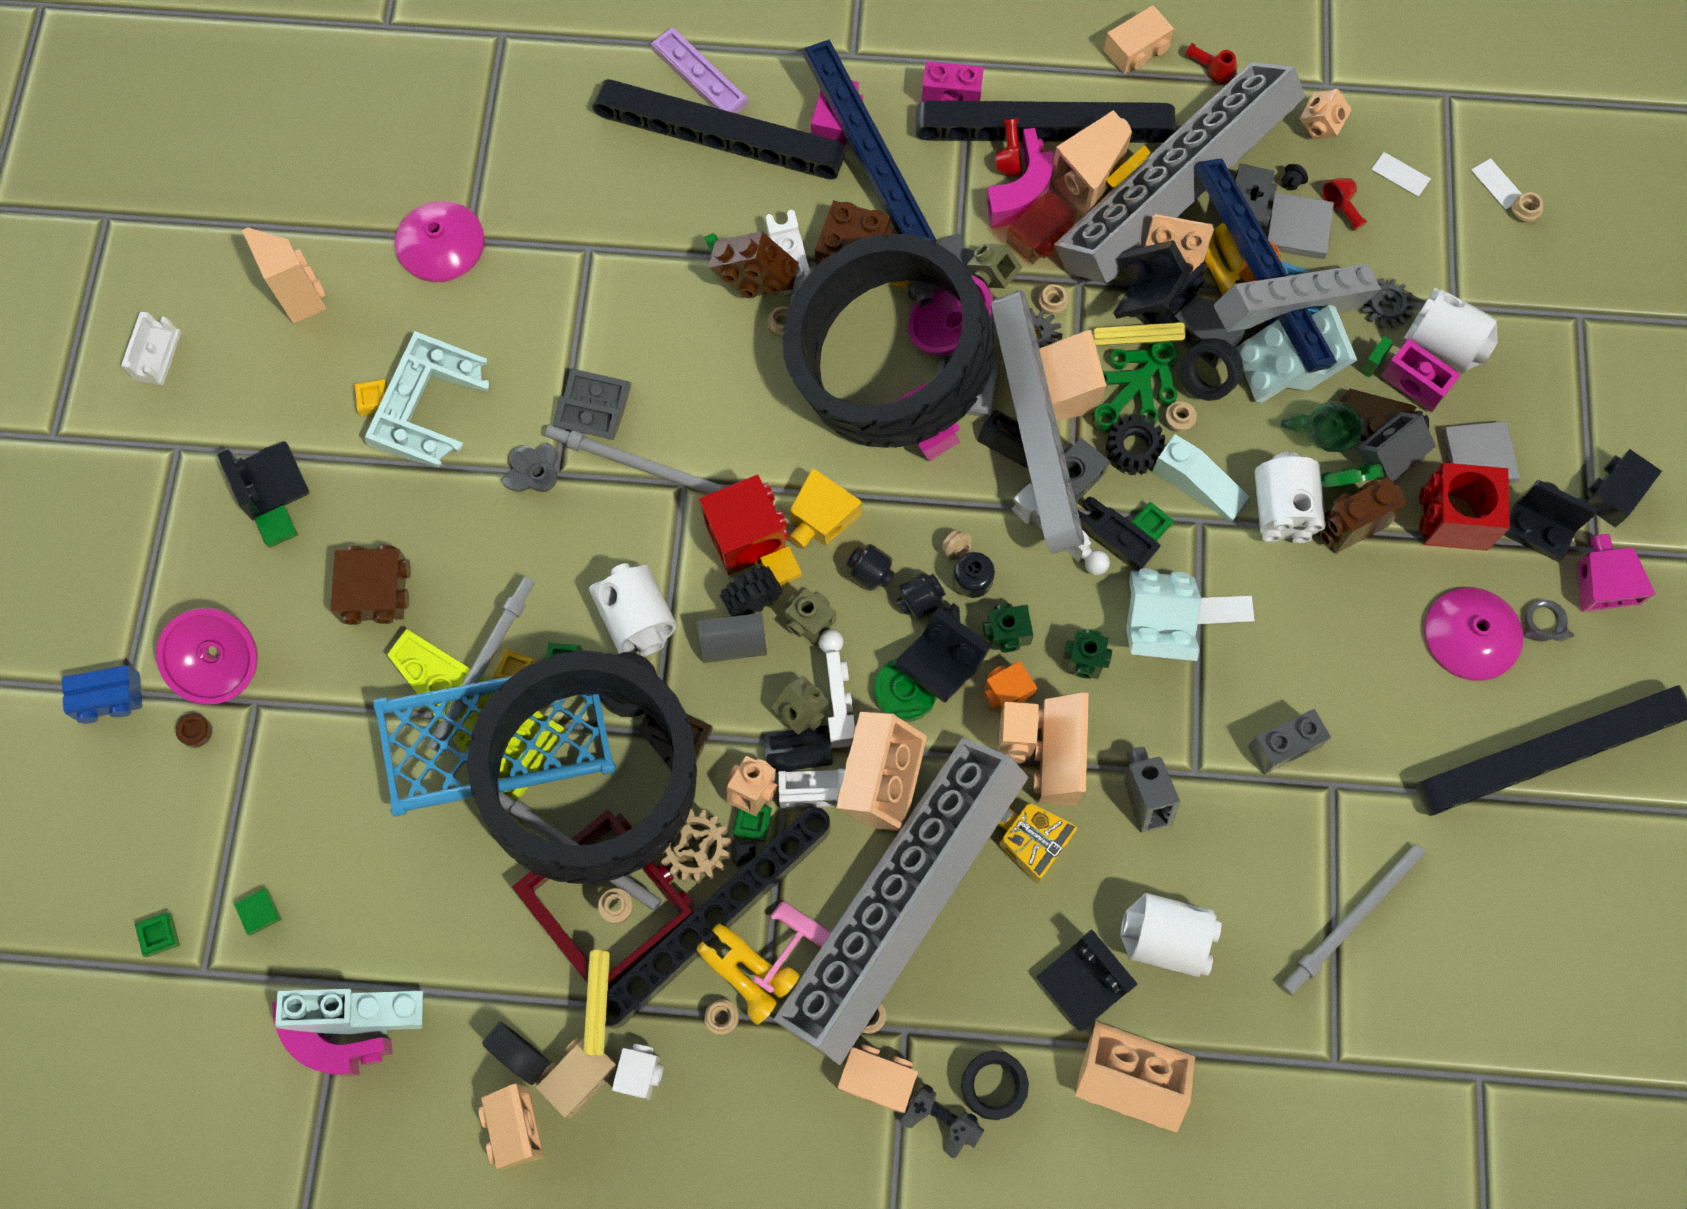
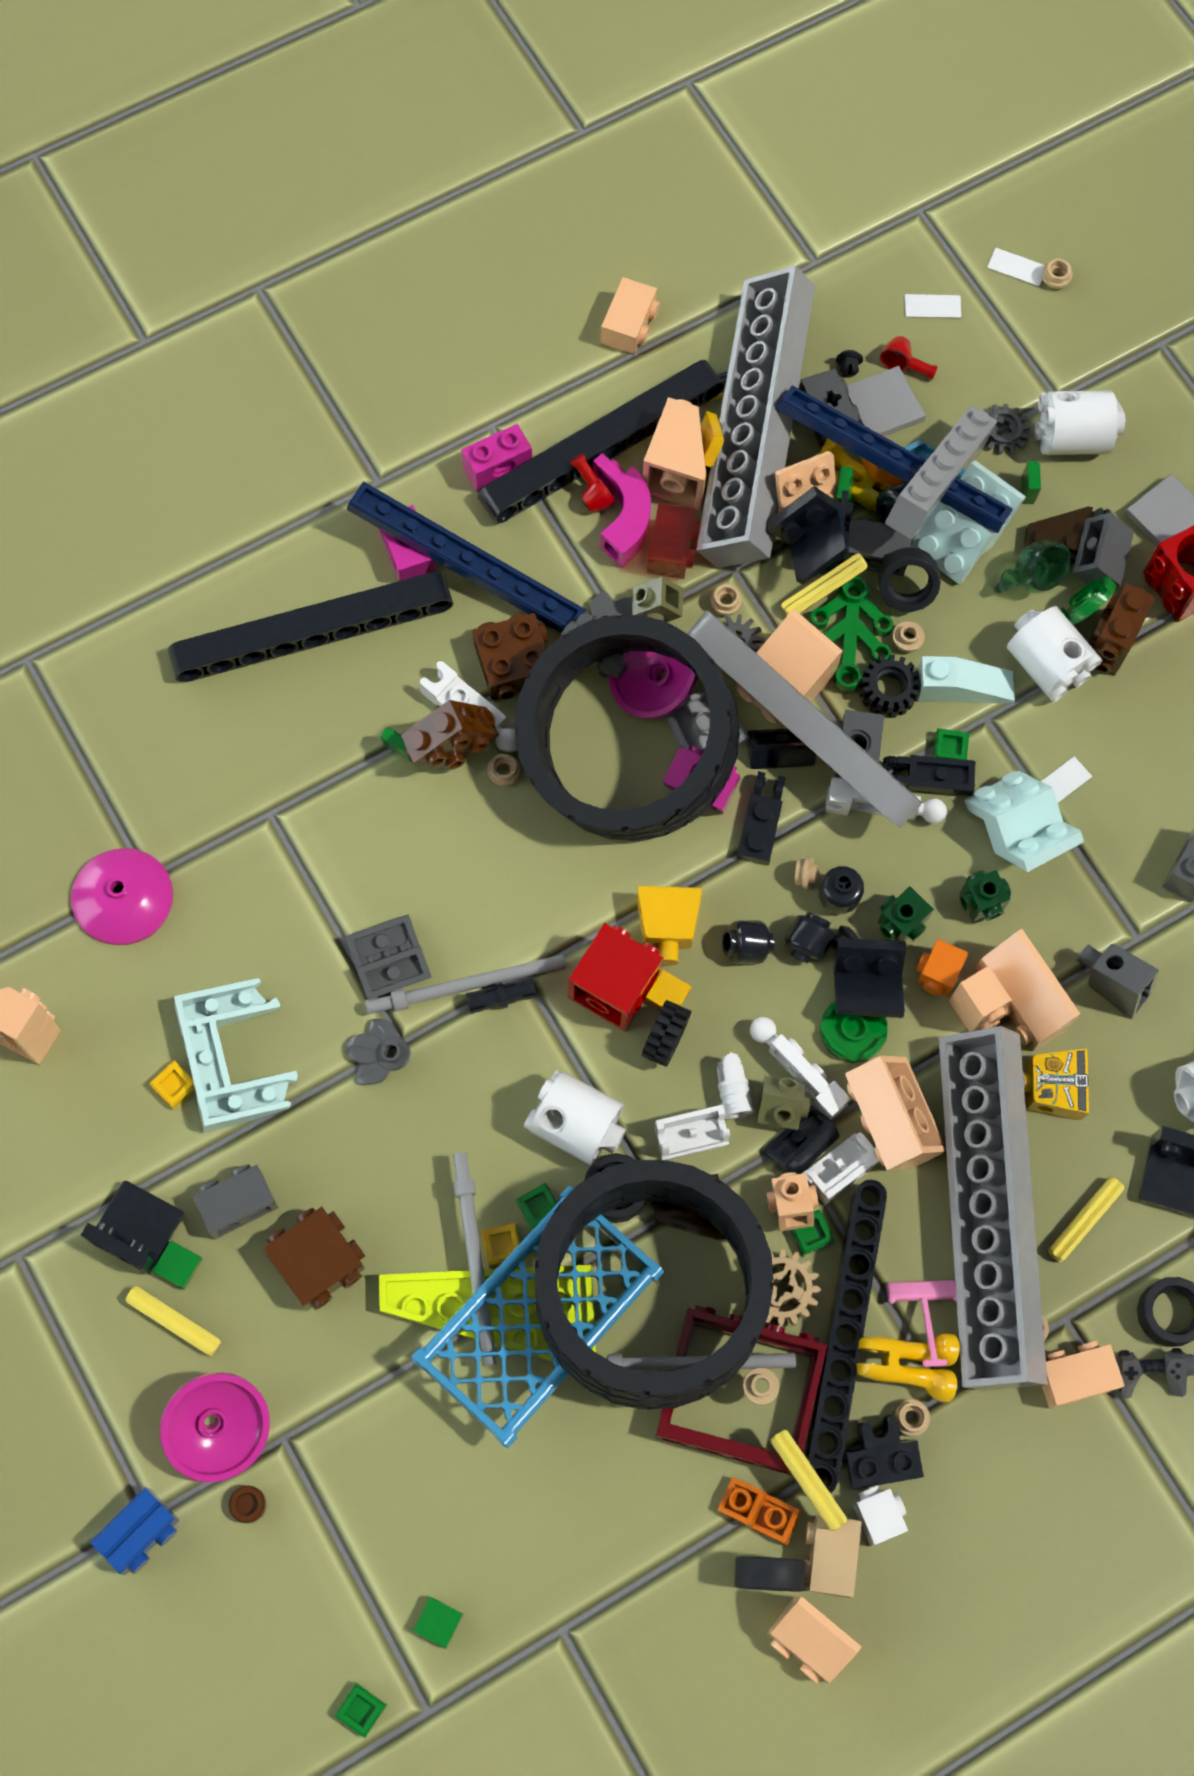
camera: 40 degrees left, 0 degrees up
(243, 564) = (173, 1320): none -> light yellow axle
(322, 1055) = (587, 1703): dark pink arch -> none
(347, 506) = (234, 1200): none -> dark grey brick
(347, 1012) = (599, 1644): light aqua slope -> none
(551, 1003) = (759, 1511): none -> orange slope
(653, 486) = (501, 995): none -> black pin
(675, 1030) = (882, 1457): none -> black plate
(698, 72) = (248, 583): lavender tile -> none
(717, 682) = (692, 1133): none -> white hinge
(732, 637) = (676, 1084): dark grey brick -> none
(742, 851) = (823, 1264): black piece -> none
(774, 671) = (734, 1088): none -> white hinge
(809, 614) = (729, 1019): olive brick -> none
(953, 484) = (761, 822): none -> black hinge
(979, 962) = (1086, 1219): none -> light yellow axle
(1215, 262) = (845, 481): none -> green tile
(1220, 68) = (712, 302): red bar -> none
(1325, 114) = (838, 290): light nougat brick -> none
(1420, 375) = (1079, 477): dark pink brick -> none

